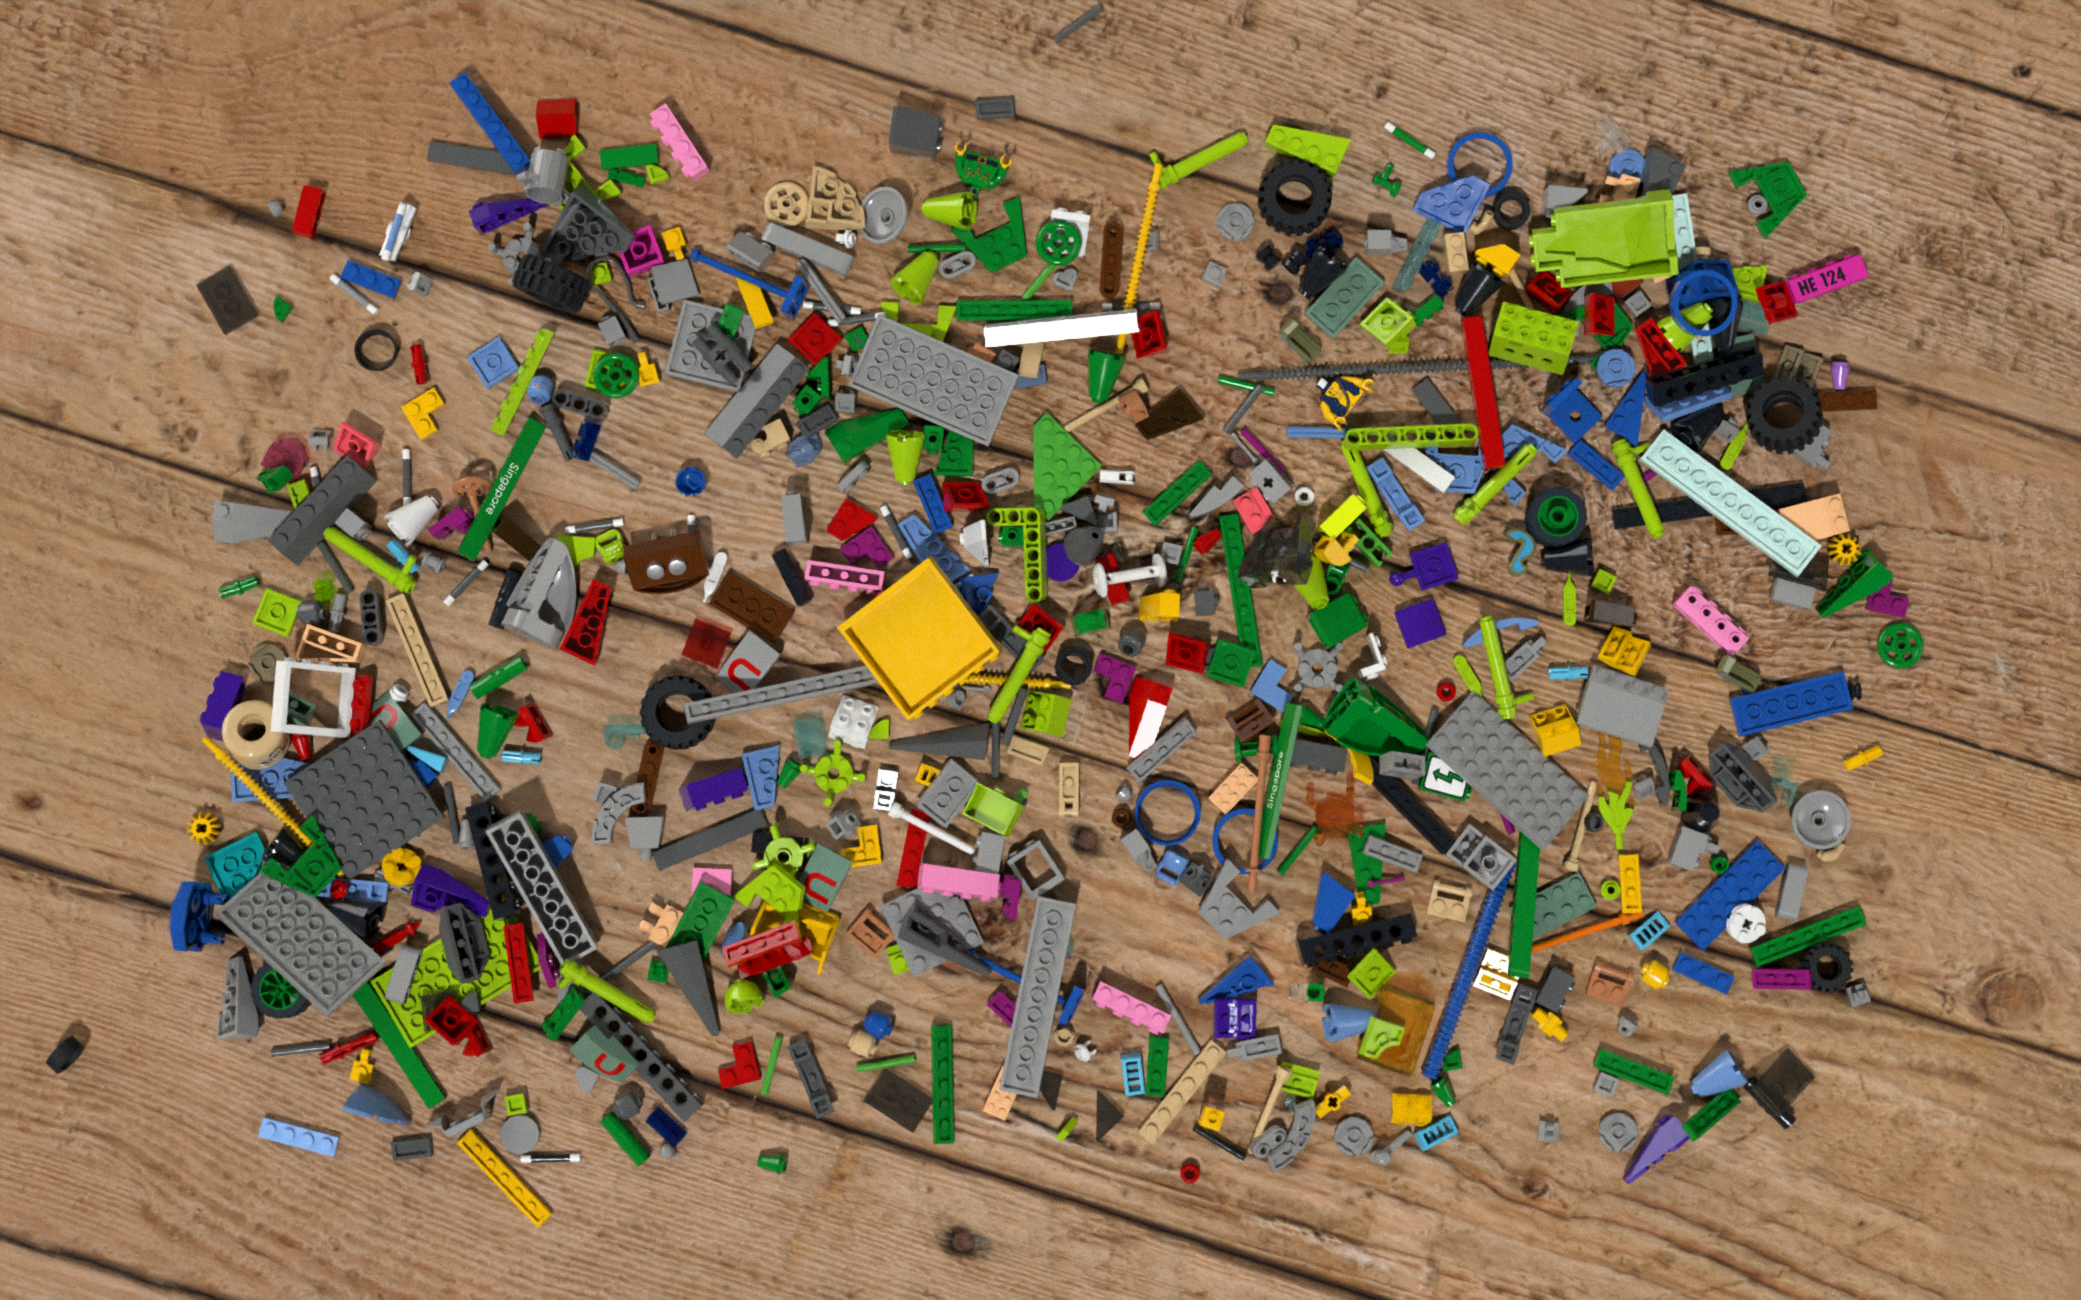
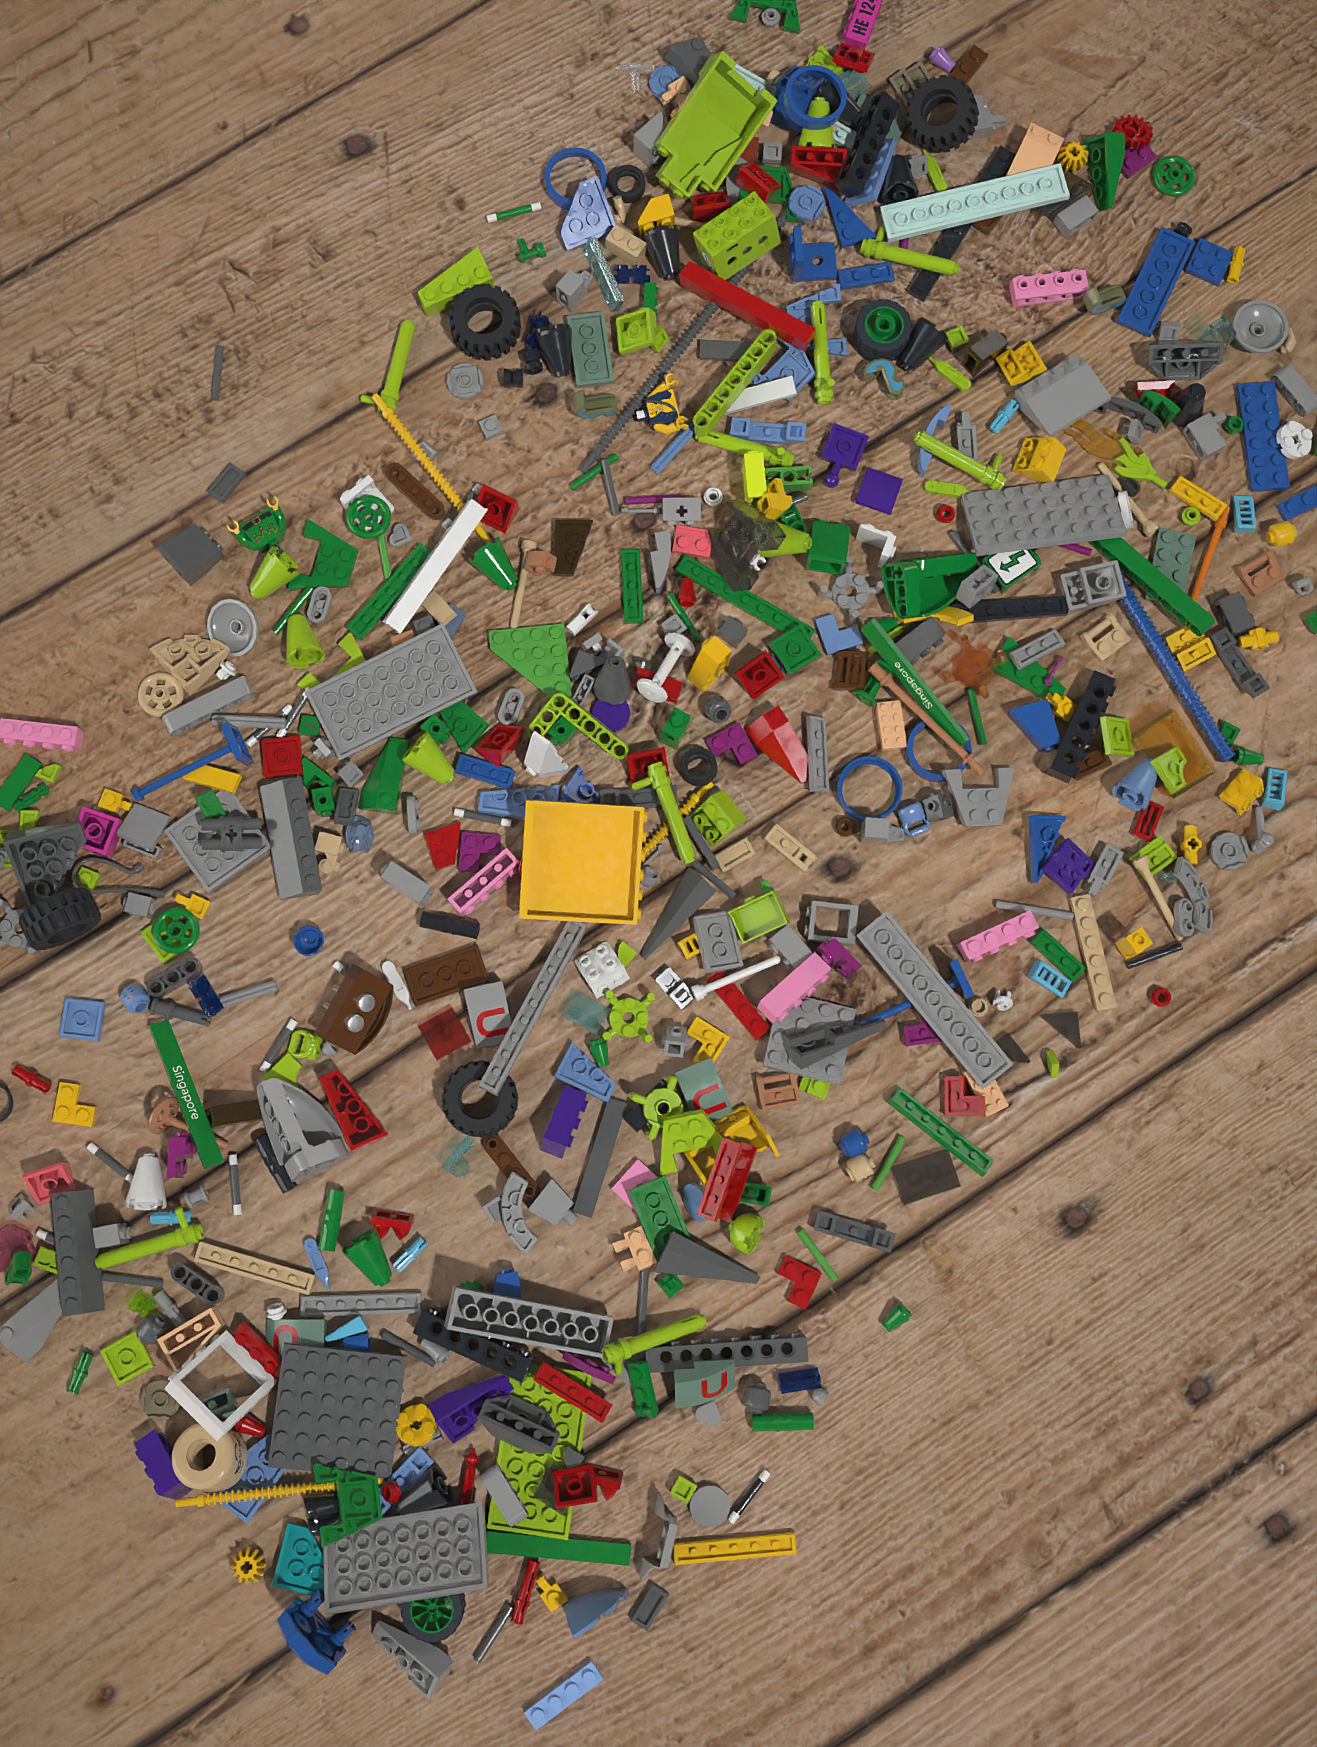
camera: 60 degrees left, 5 degrees down
(519, 387) = (118, 1012): lime plate -> none
(750, 251) = (172, 750): light grey slope -> none
(975, 1080) = (956, 1100): none -> red plate
(1124, 793) = (827, 809): light grey hinge -> none
(1307, 992) = (1091, 795): leg -> none
(1309, 1057) = (1142, 835): none -> red tile
(1565, 837) = (1124, 504): none -> white plate
(1847, 733) = (1209, 262): none -> blue plate
(1901, 584) = (1135, 131): none -> red gear

